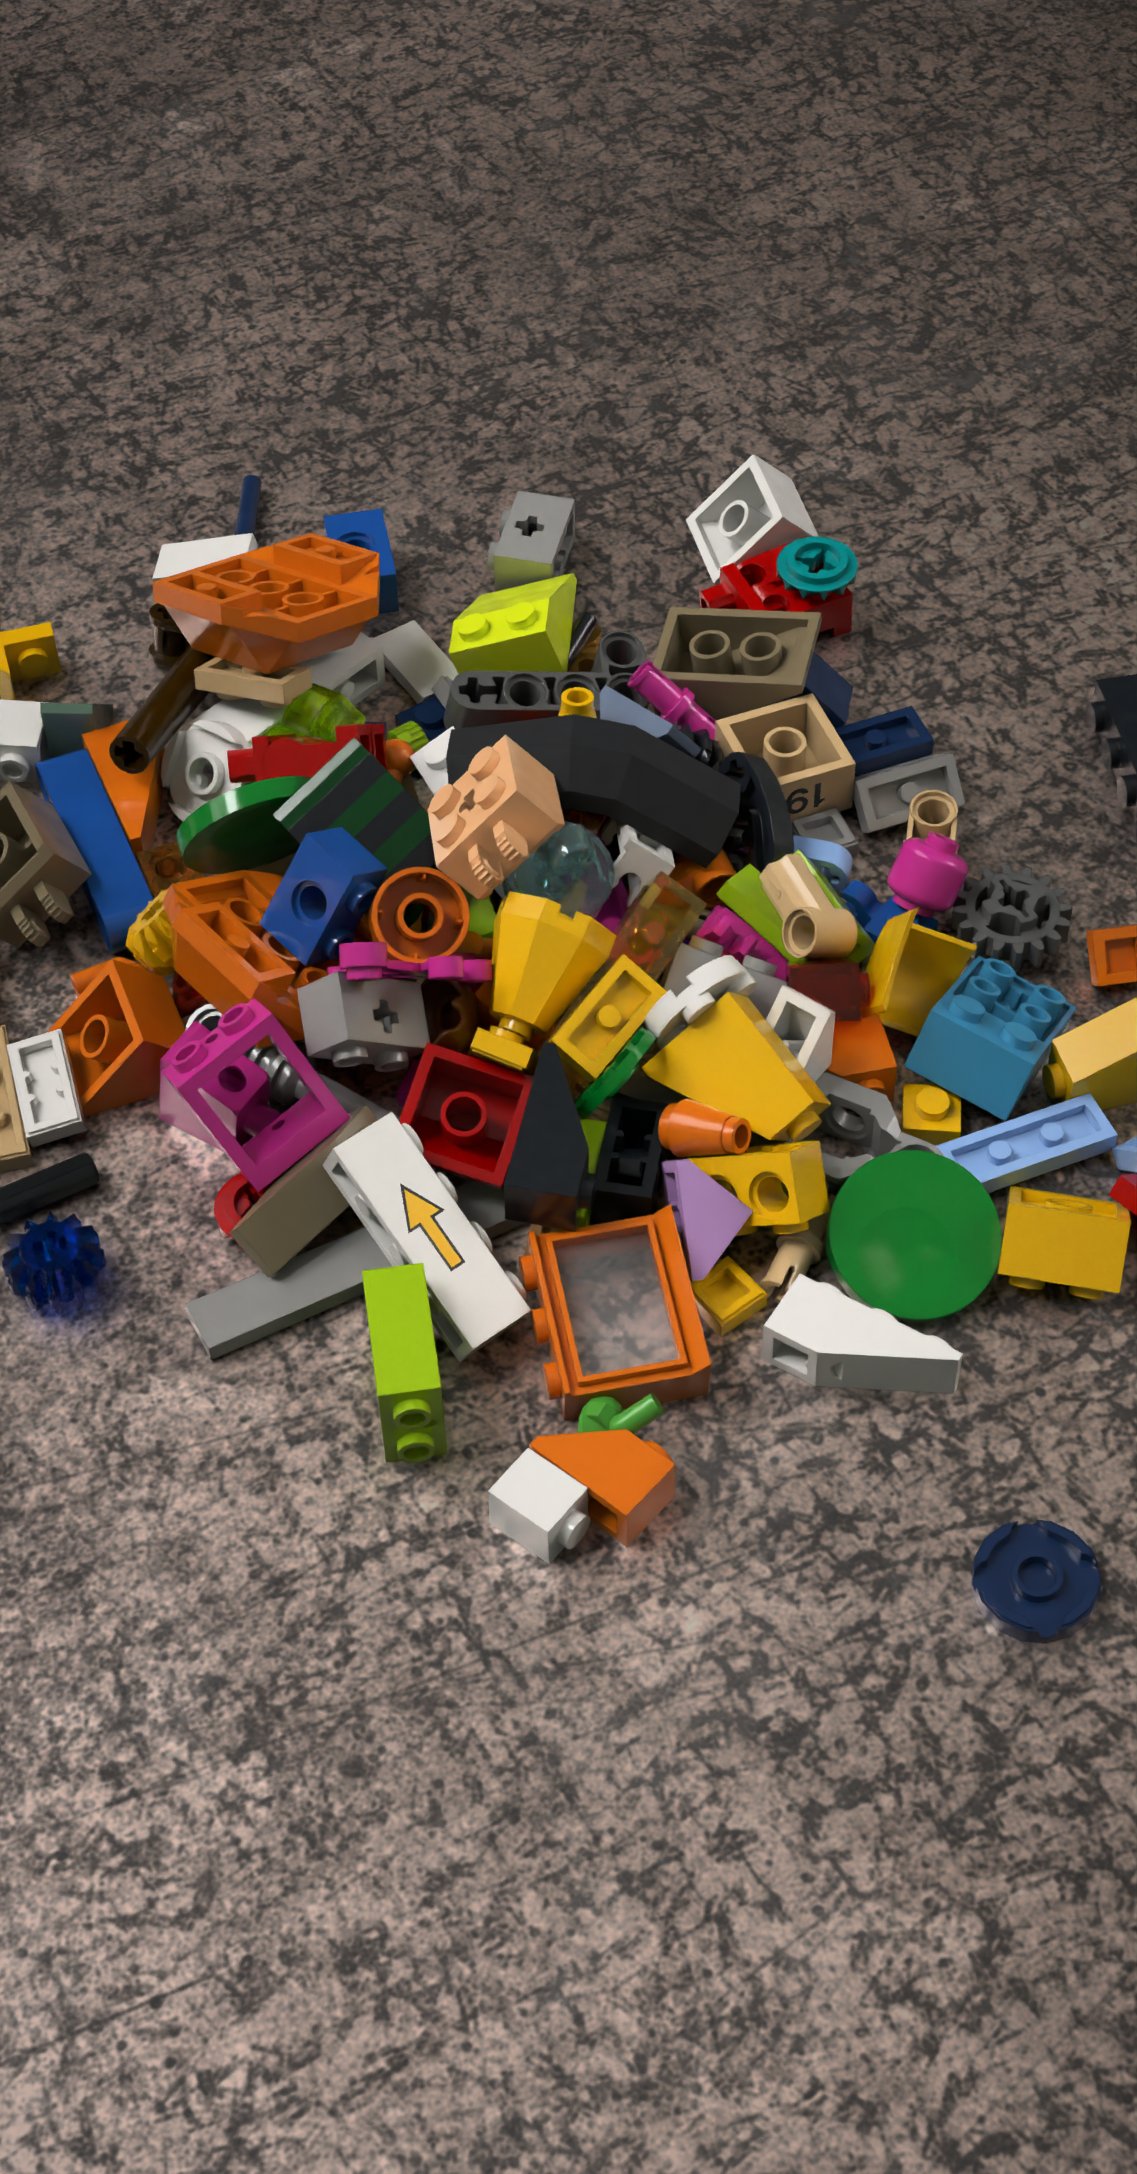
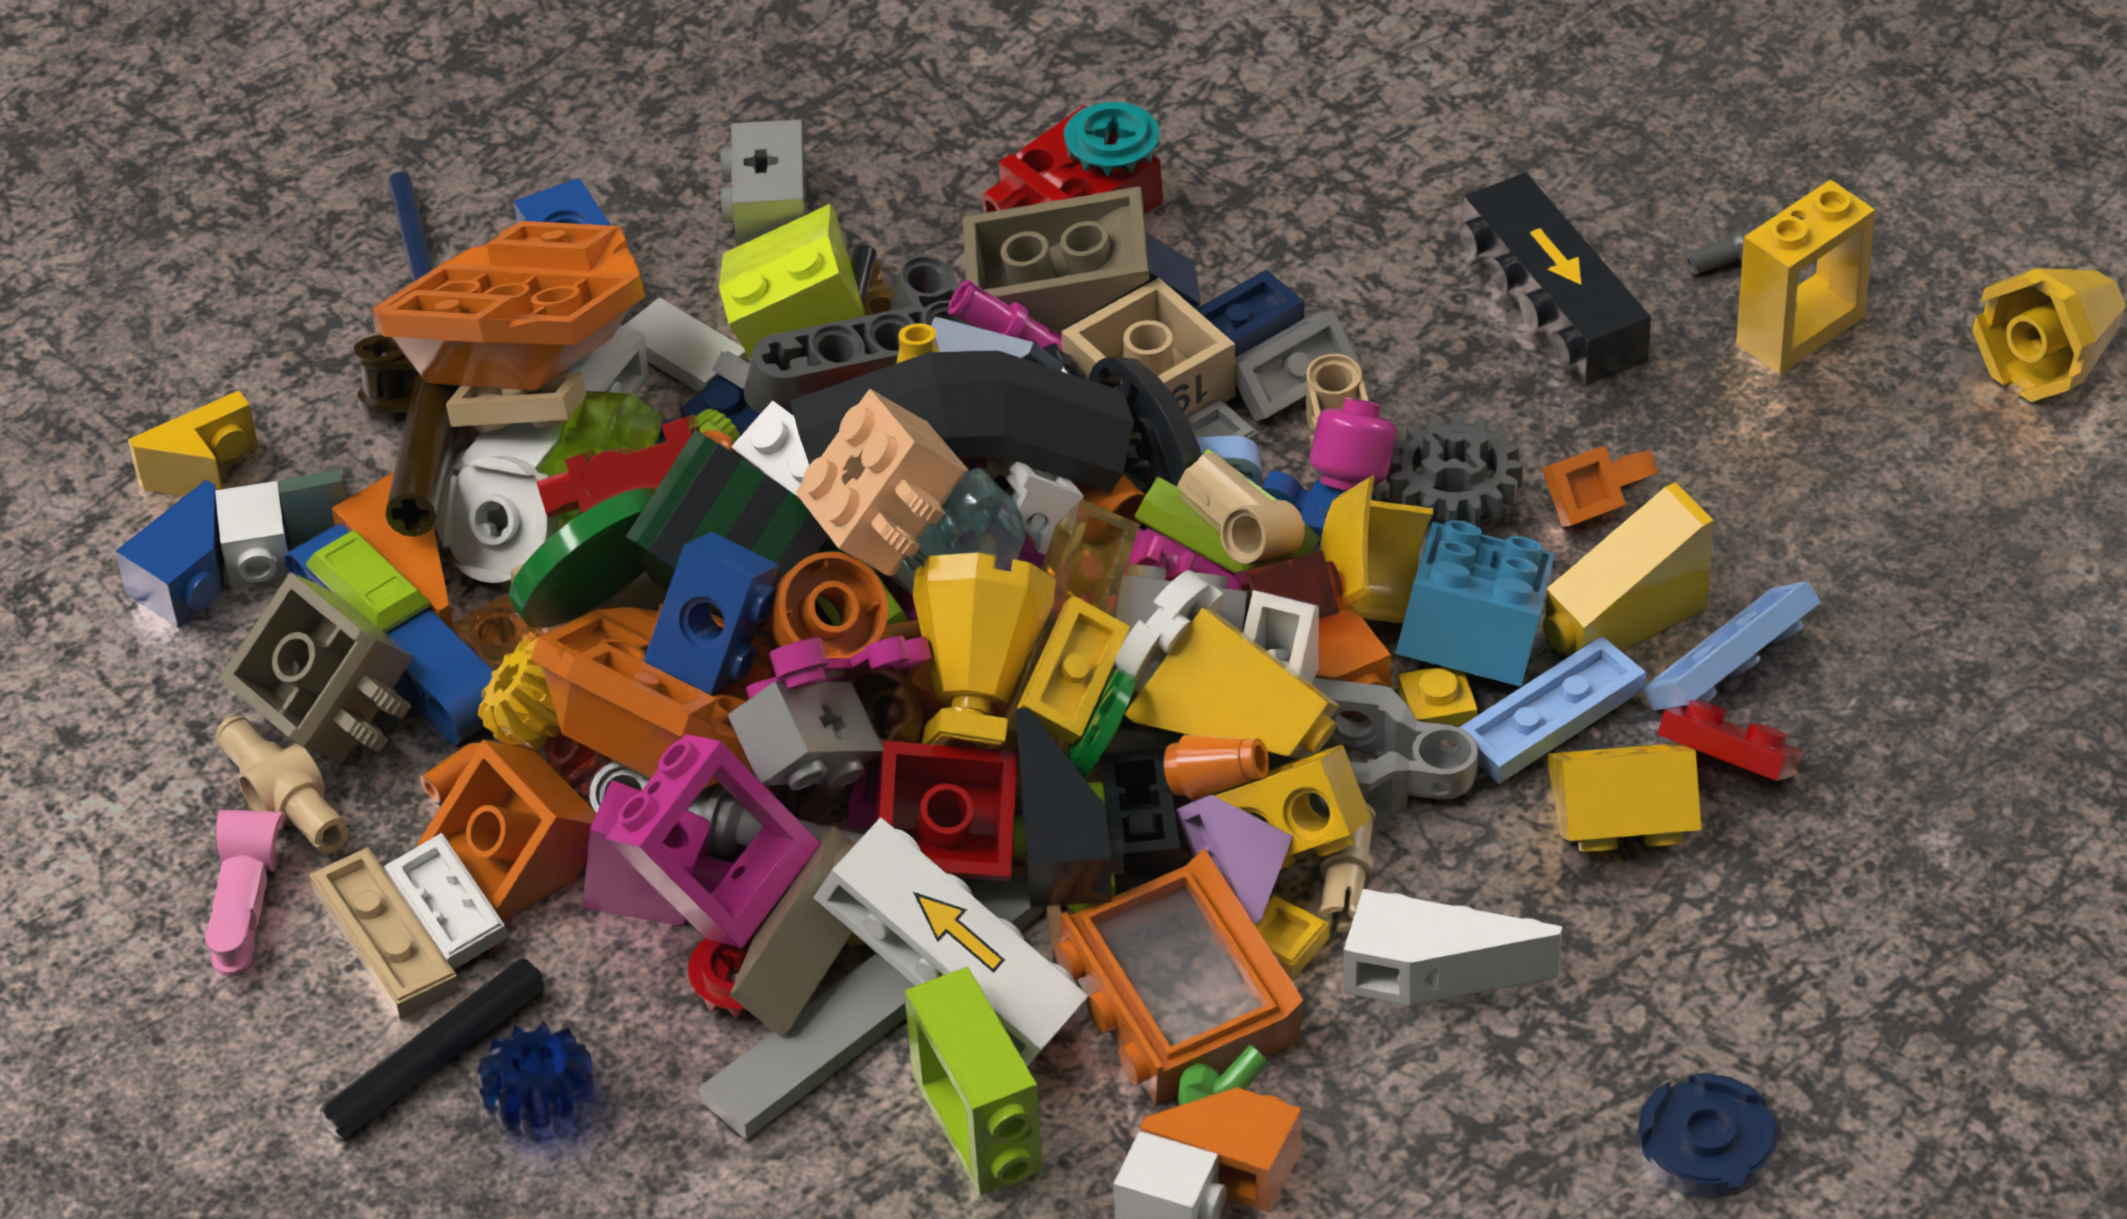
camera: 15 degrees left, 5 degrees down
(83, 802) = (367, 581): none -> lime tile
(192, 554) = (365, 285): white tile -> none
(748, 516) = (1005, 100): white slope -> none
(913, 1236) = (1467, 823): green piece -> none

